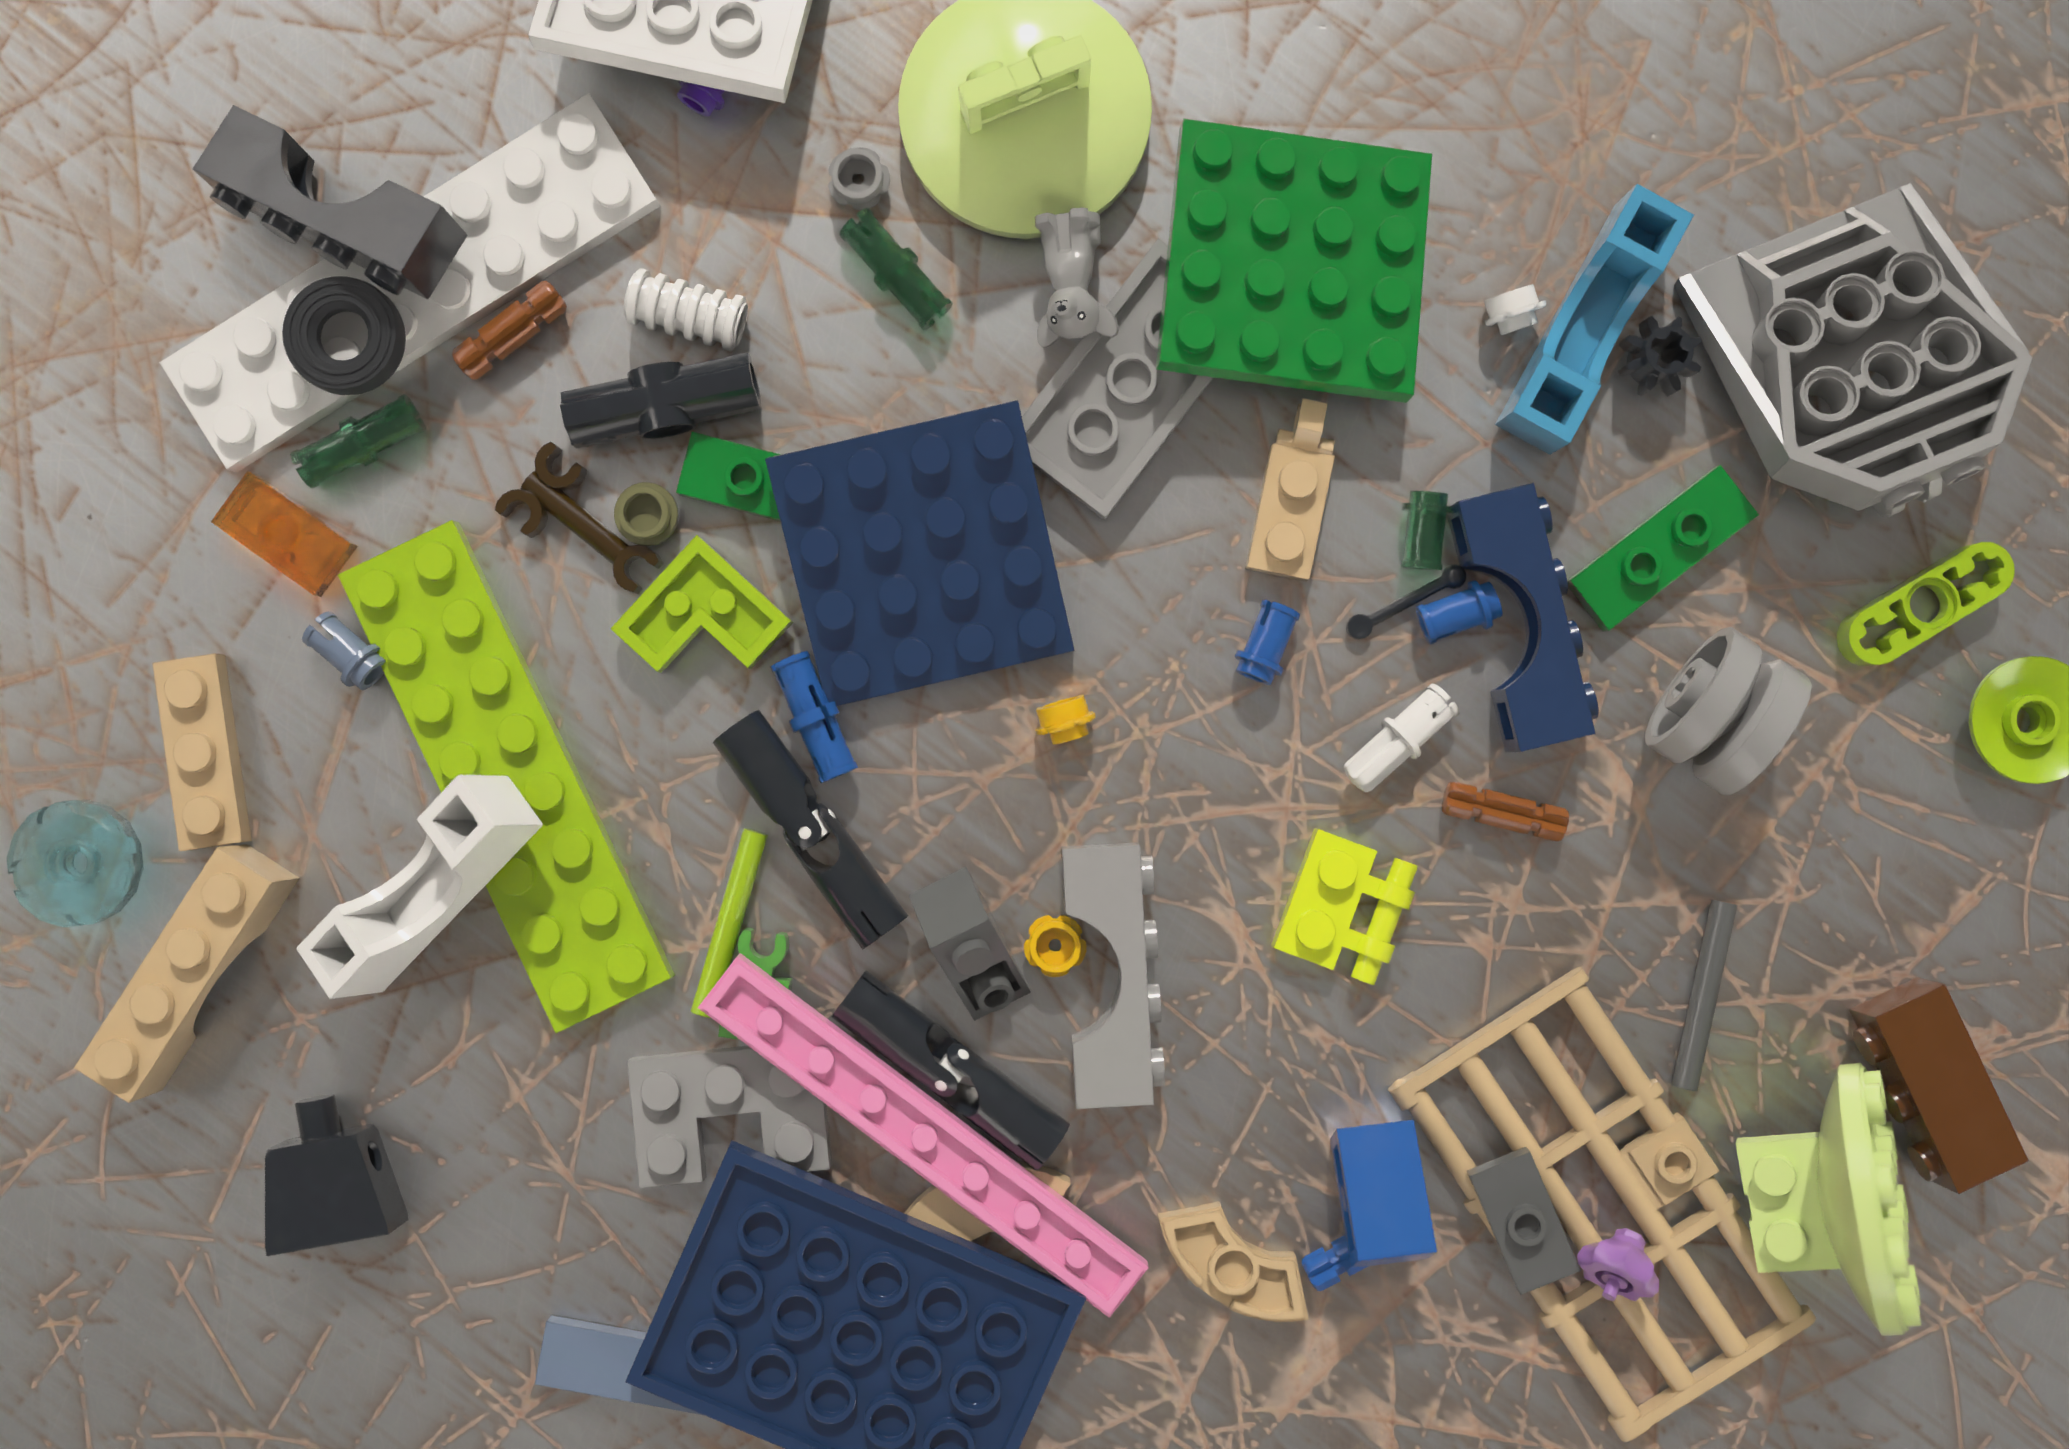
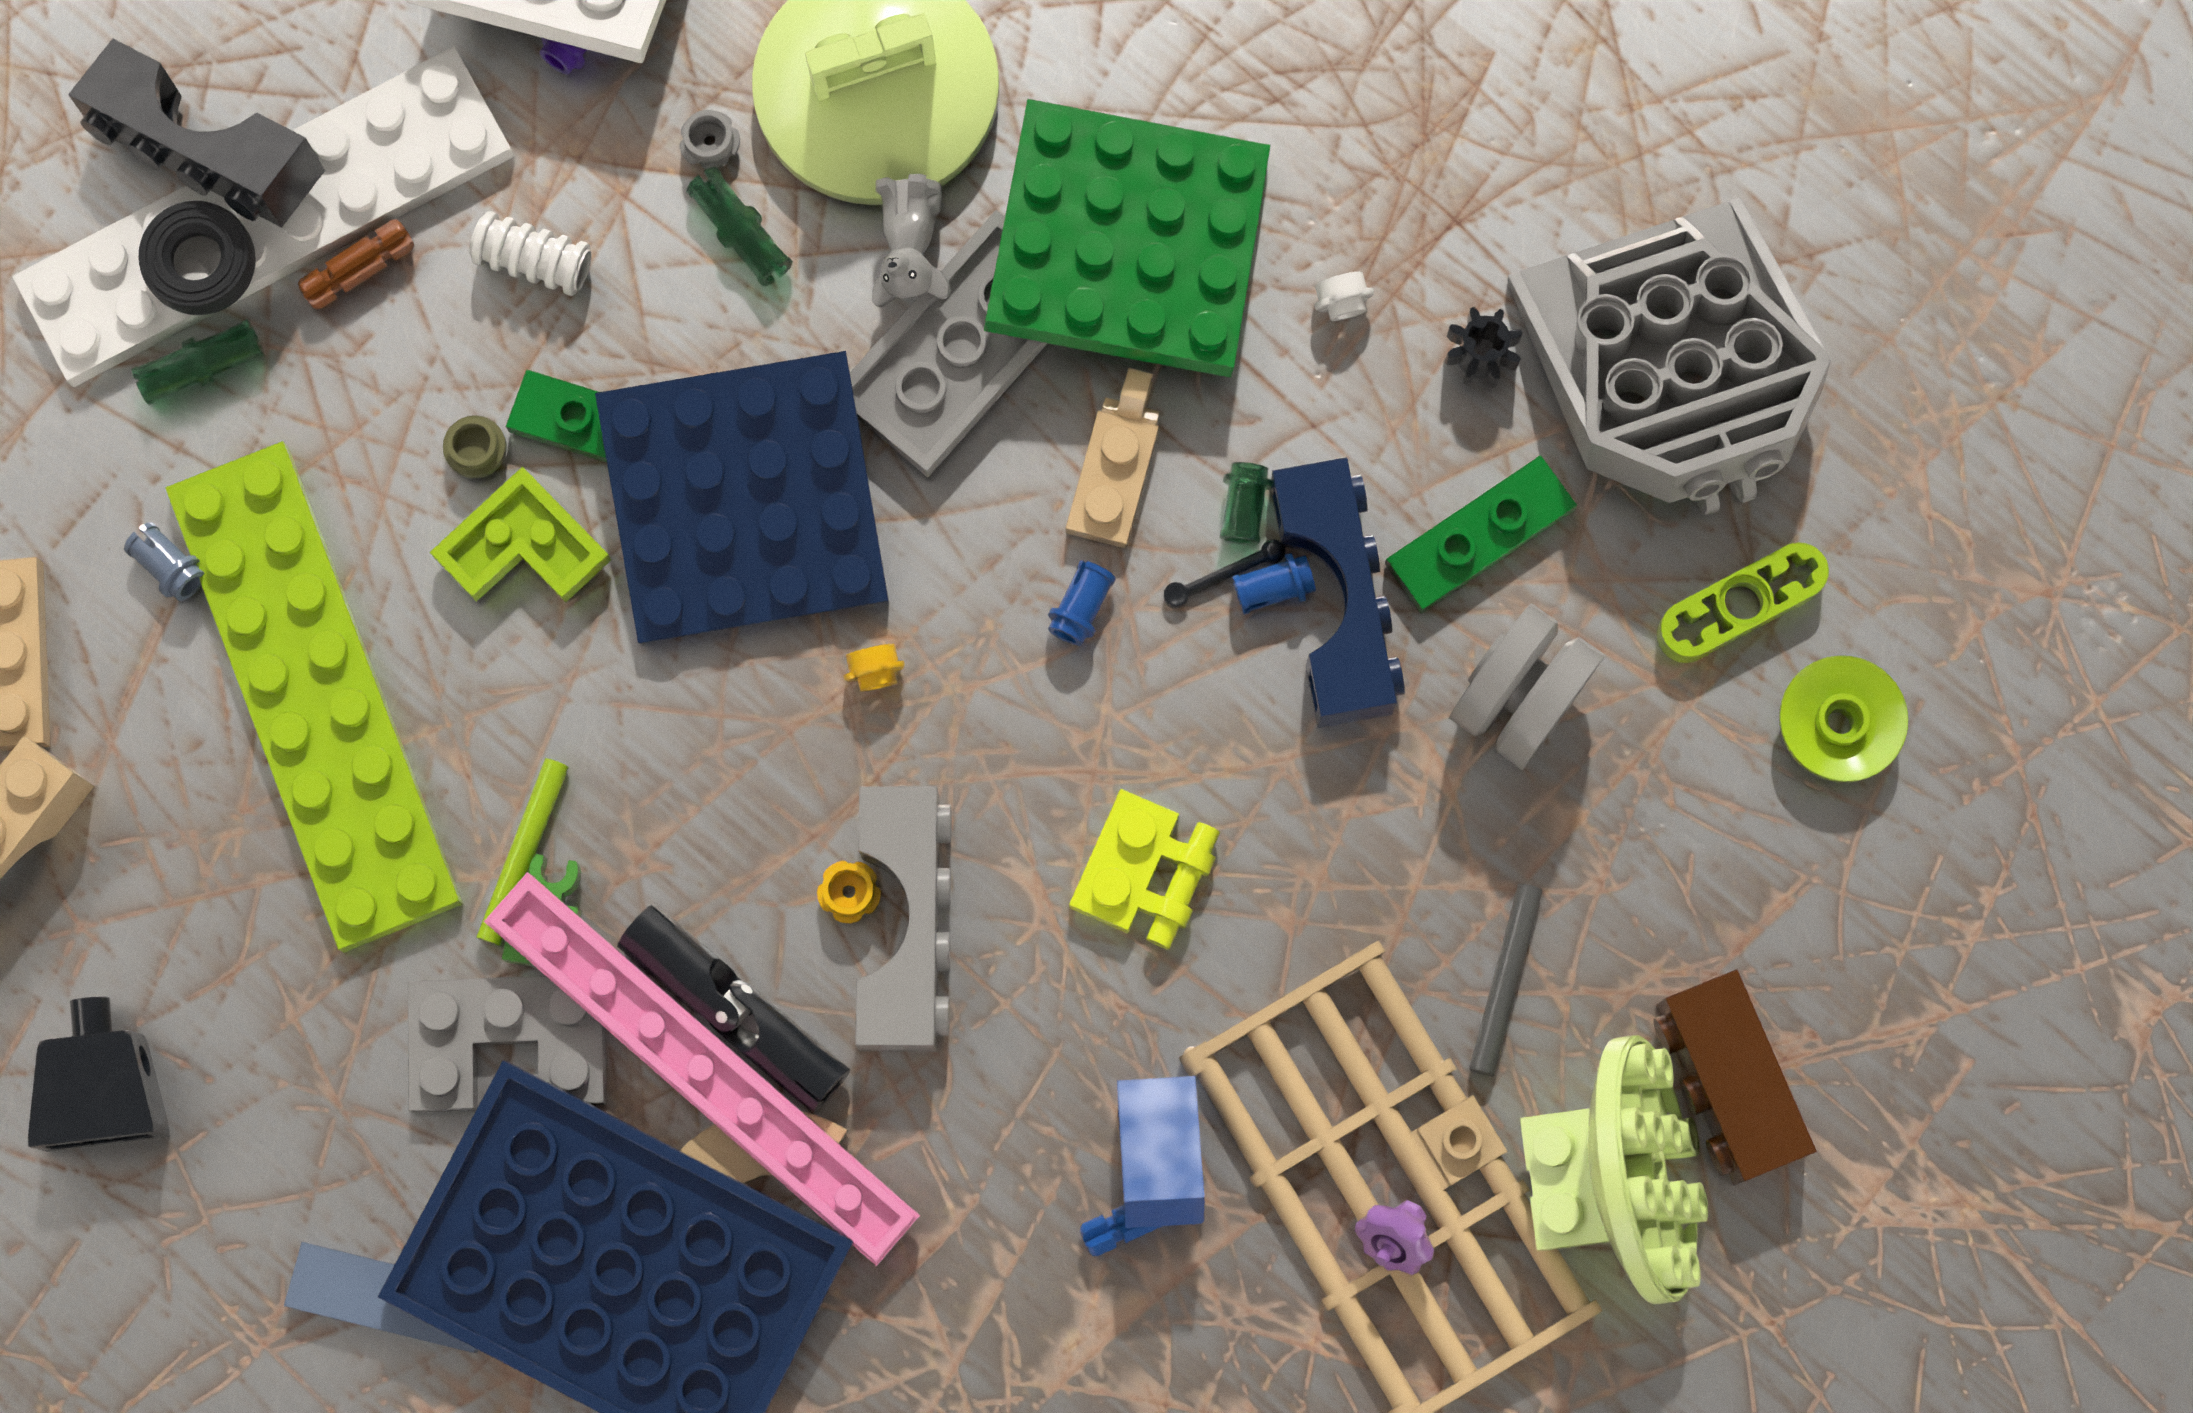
camera: 10 degrees right, 10 degrees down
(284, 533) = (116, 447): clear orange plate -> none
(468, 840) = (172, 835): white arch -> none
(545, 493) = (377, 421): dark brown bar -> none
(660, 400) = (498, 337): black piece -> none
(789, 800) = (591, 726): black piece -> none
(814, 716) = (624, 651): blue pin -> none
(968, 943) = (762, 883): dark grey slope -> none
(1232, 1270) = (1006, 1231): tan tile -> none
(1400, 738) = (1207, 704): white axle -> none
(1505, 811) = (1311, 783): dark orange axle -> none
(1523, 1220) = (1304, 1189): dark grey plate -> none
(1598, 304) = (1416, 309): dark azure arch -> none

